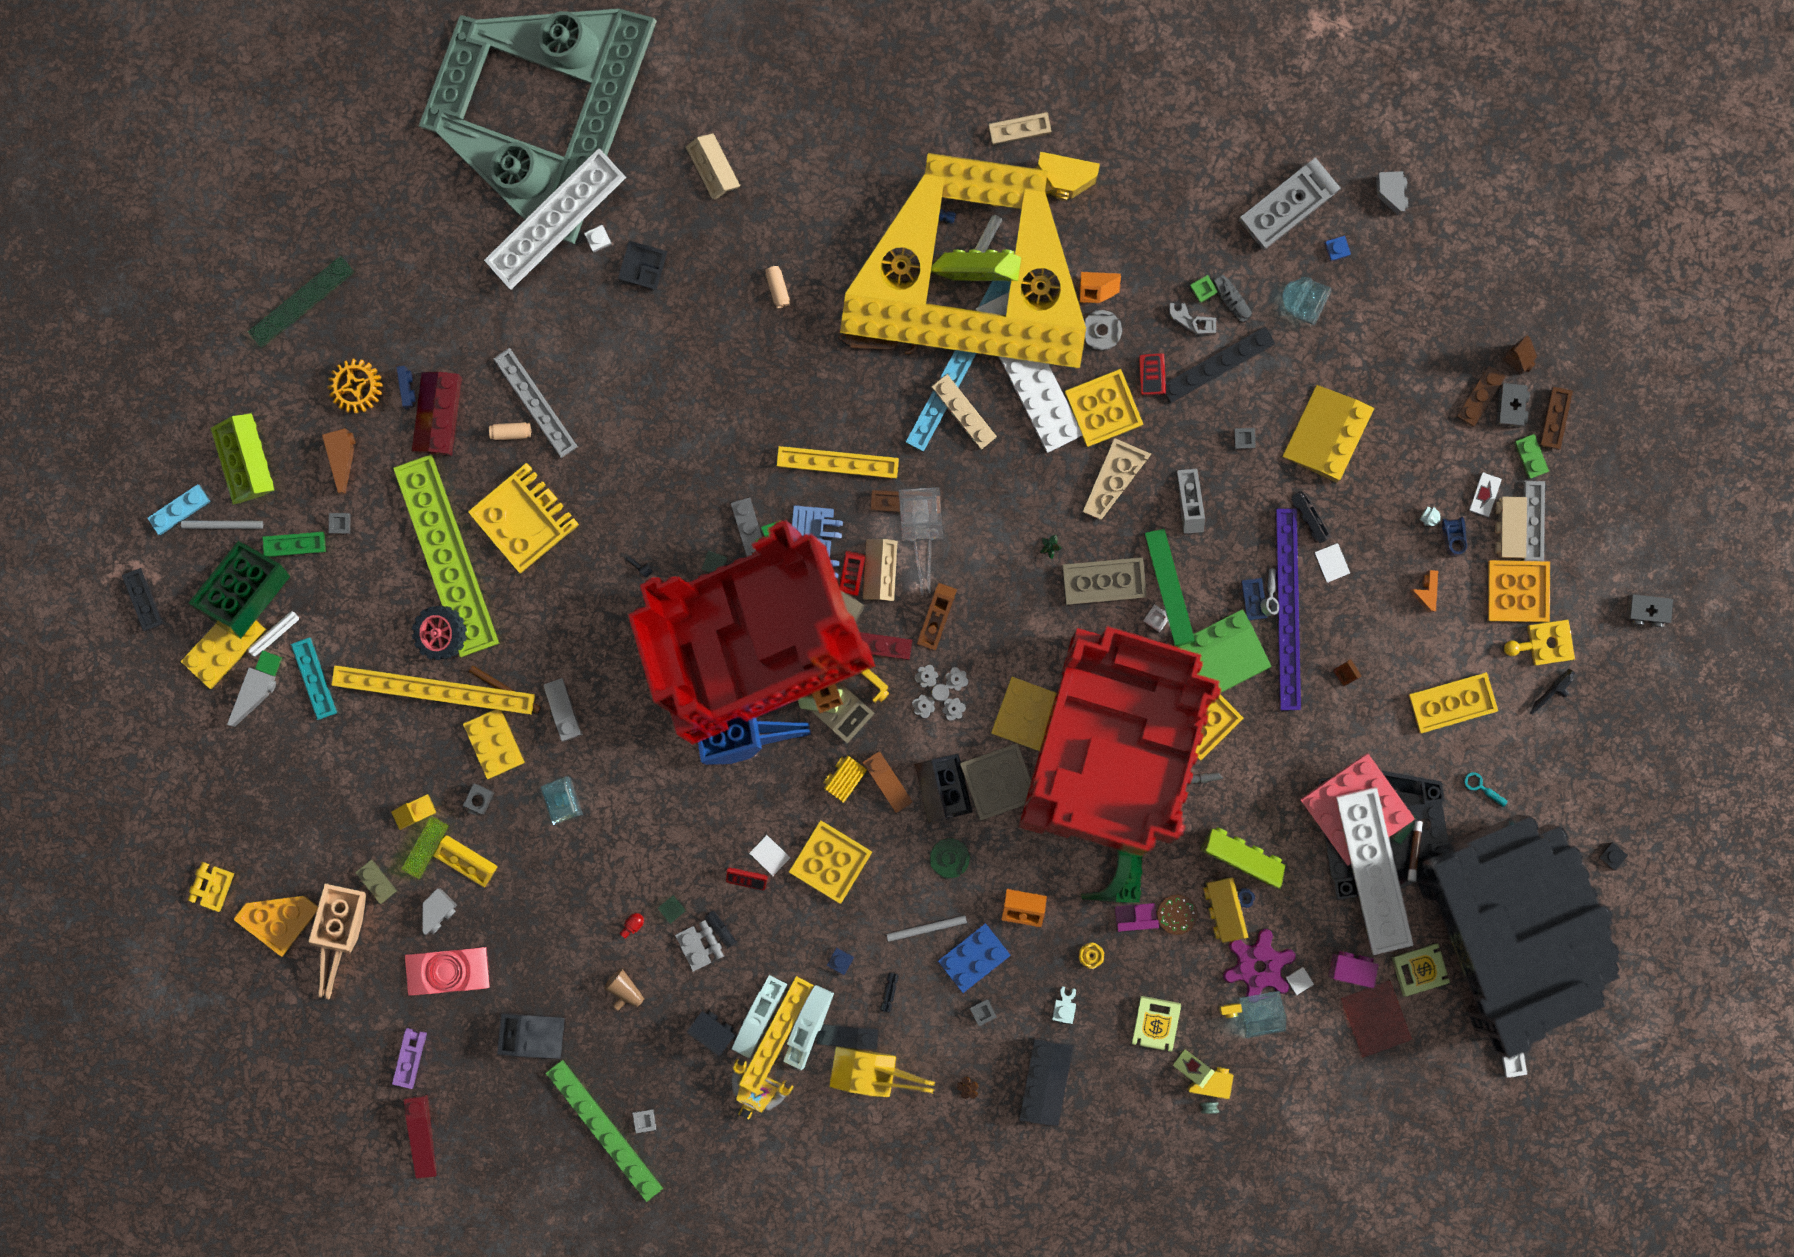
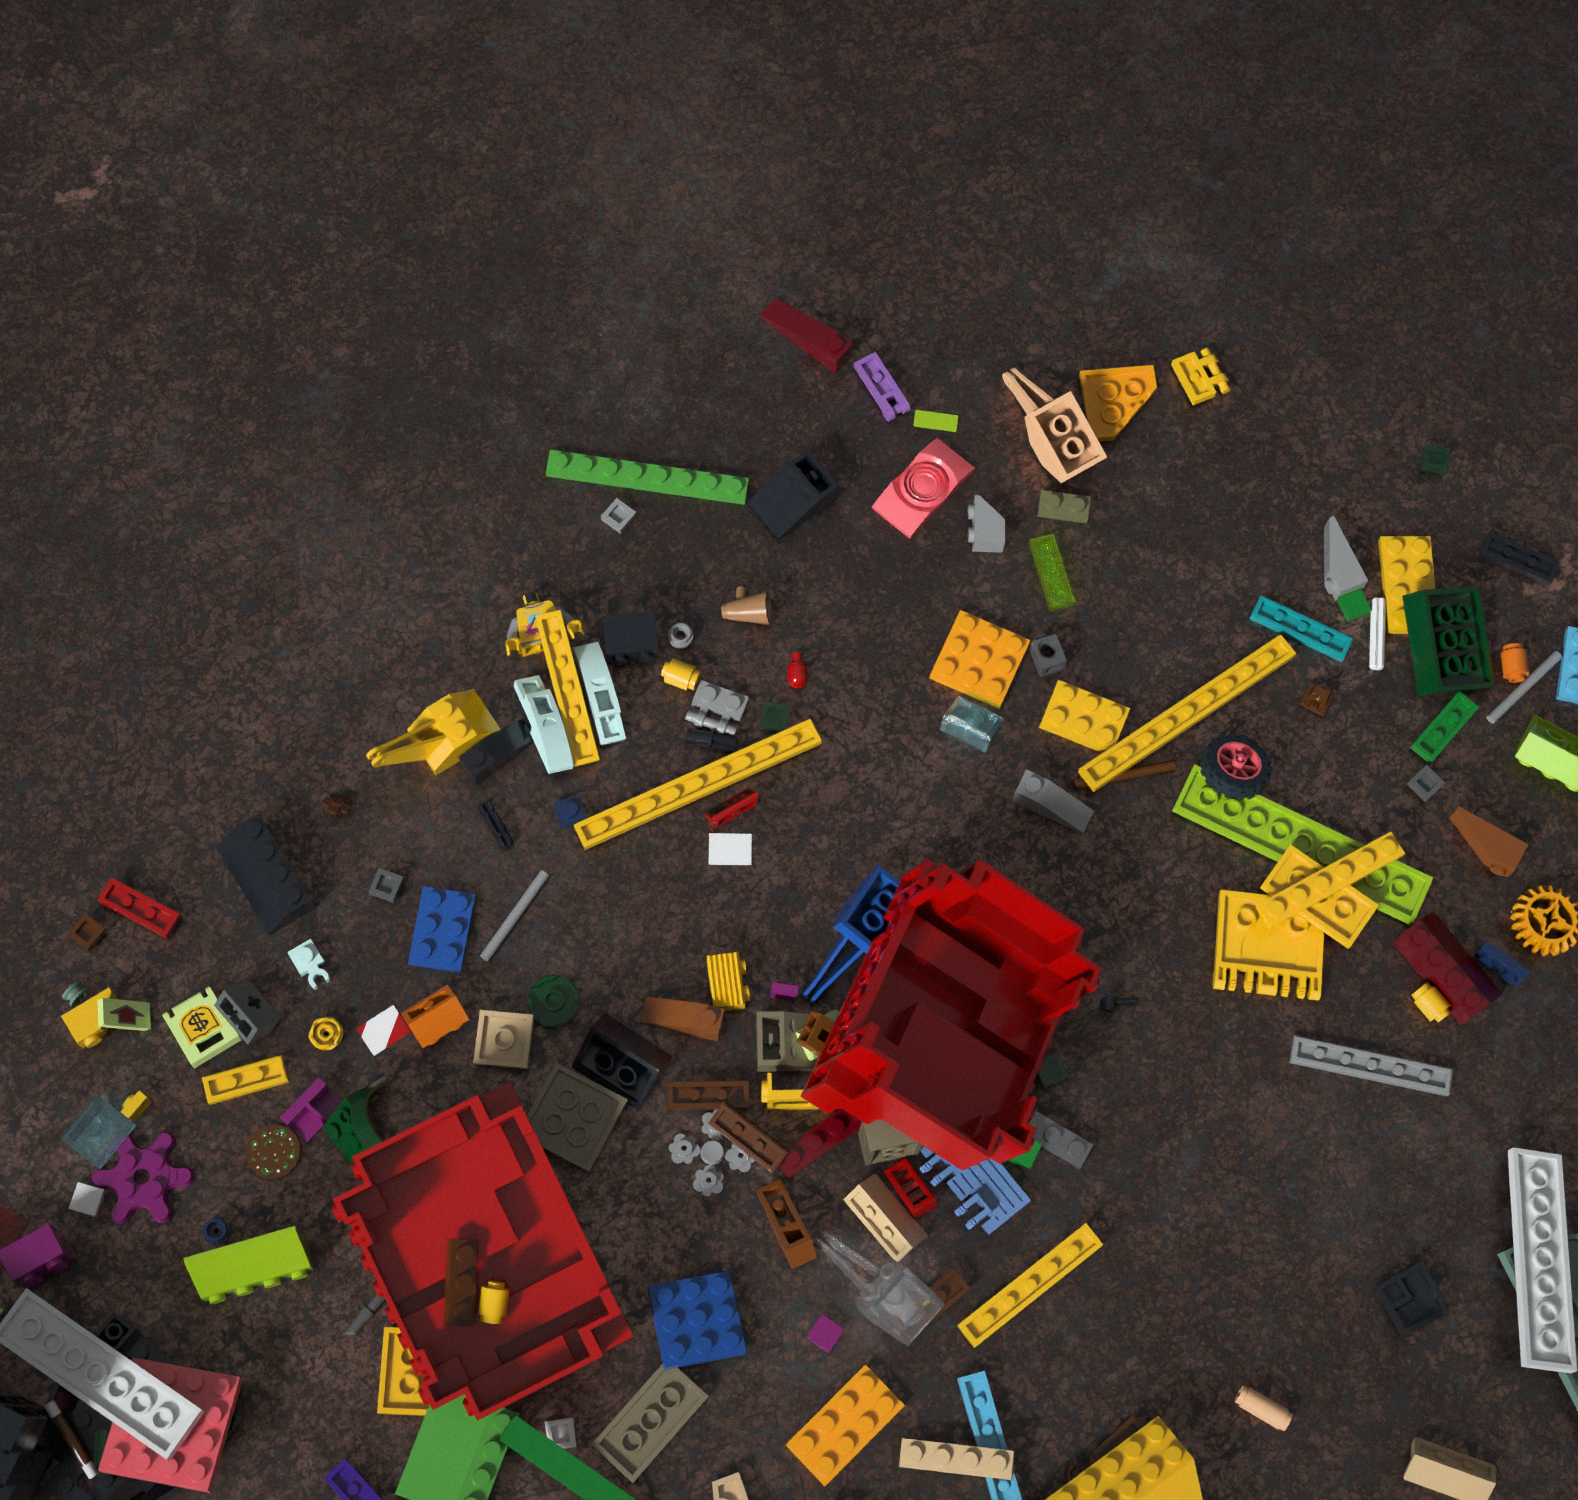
camera: 135 degrees right, 15 degrees down
(126, 704) = (1435, 459): none -> clear green plate
(213, 542) = (1514, 662): none -> orange brick
(349, 629) = (1317, 699): none -> reddish brown brick
(397, 1007) = (935, 420): none -> lime sticker
(413, 812) = (1092, 595): yellow slope -> none
(456, 518) = (1330, 880): none -> yellow plate
(465, 861) = (1004, 594): yellow slope -> none
(467, 403) = (1431, 1002): none -> yellow brick
(470, 516) = (1339, 915): none -> yellow plate
(510, 431) = (1366, 1014): light nougat piece -> none
(519, 834) = (979, 659): none -> light orange plate
(597, 238) = (1480, 1285): white plate -> none
(678, 1017) = (680, 628): none -> light grey plate
(701, 984) = (680, 674): none -> yellow brick
(753, 909) = (697, 784): none -> yellow plate
(818, 743) = (784, 992): none -> magenta tile
(830, 862) = (666, 893): yellow plate -> none
(914, 680) = (748, 1137): none -> reddish brown tile
(914, 725) = (707, 1095): none -> reddish brown plate
(970, 540) = (825, 1333): none -> magenta tile
(997, 860) = (504, 1039): none -> tan plate
(1004, 484) = (845, 1425): none -> light orange plate
(1024, 713) = (609, 1209): yellow plate -> none
(1032, 609) = (696, 1320): none -> blue plate
(1050, 546) = (738, 1404): dark green plant -> none
(1057, 929) = (383, 1030): none -> white sticker
(1124, 1007) = (247, 1011): none -> dark grey brick
(1132, 1127) = (139, 908): none -> red plate
(1134, 714) = (493, 1302): none -> yellow brick
(1142, 741) = (460, 1282): none -> reddish brown plate
(1157, 970) = (245, 1079): none -> yellow tile
(1173, 1139) = (87, 932): none -> reddish brown plate
(1225, 910) = (226, 1197): yellow slope -> none

